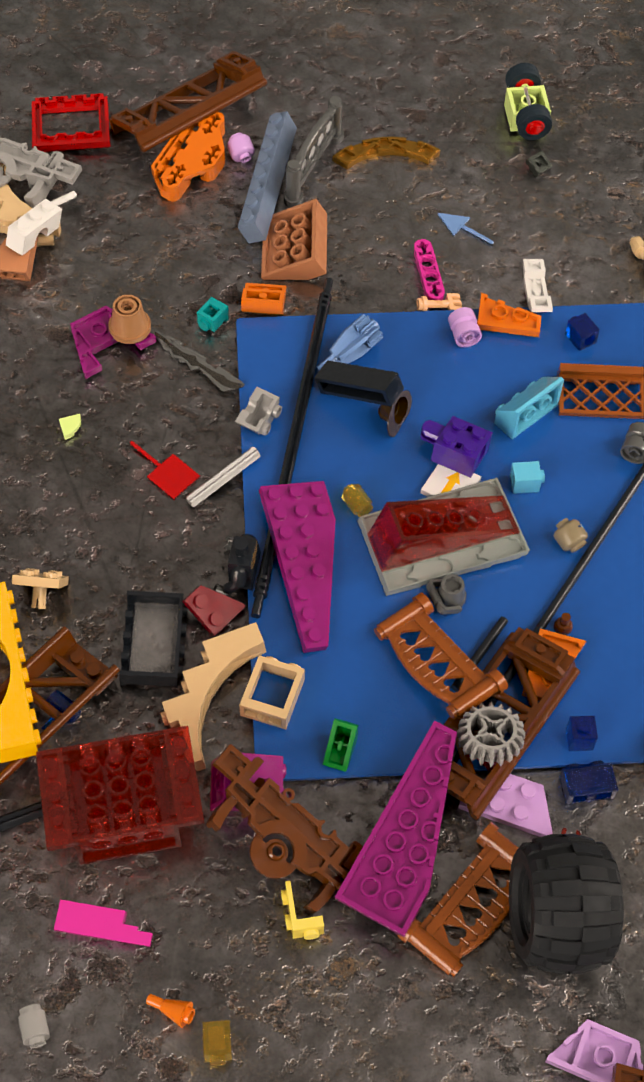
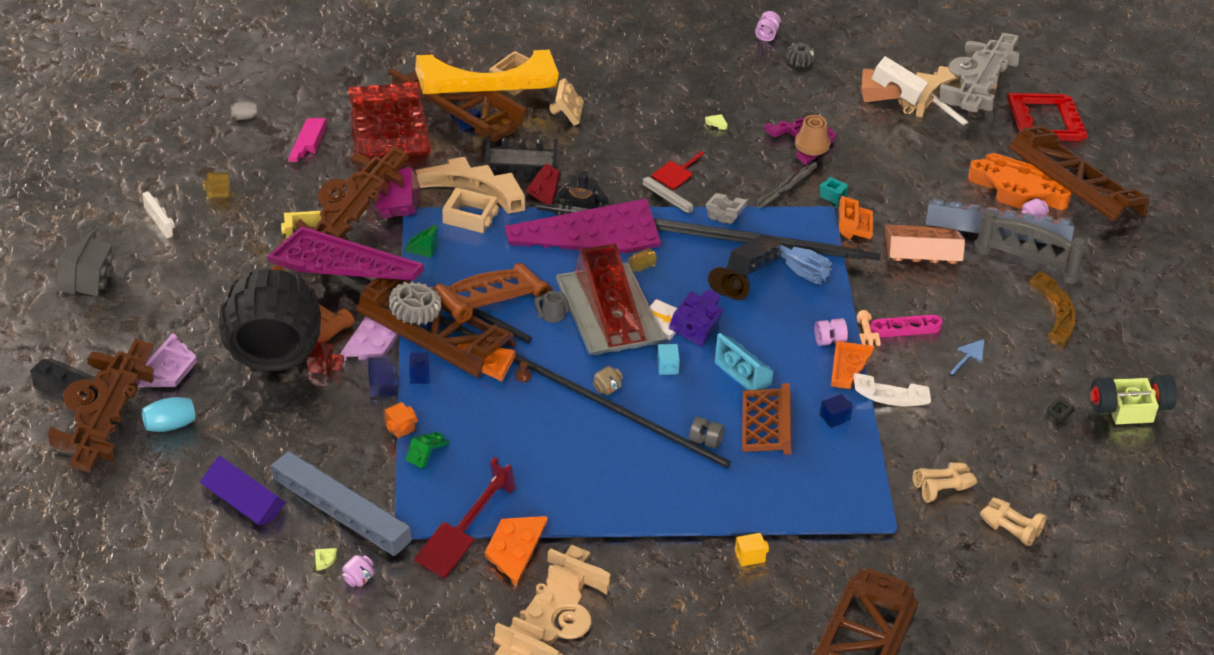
camera: 90 degrees right, 15 degrees down
(177, 1010) = (241, 170): orange cone -> none

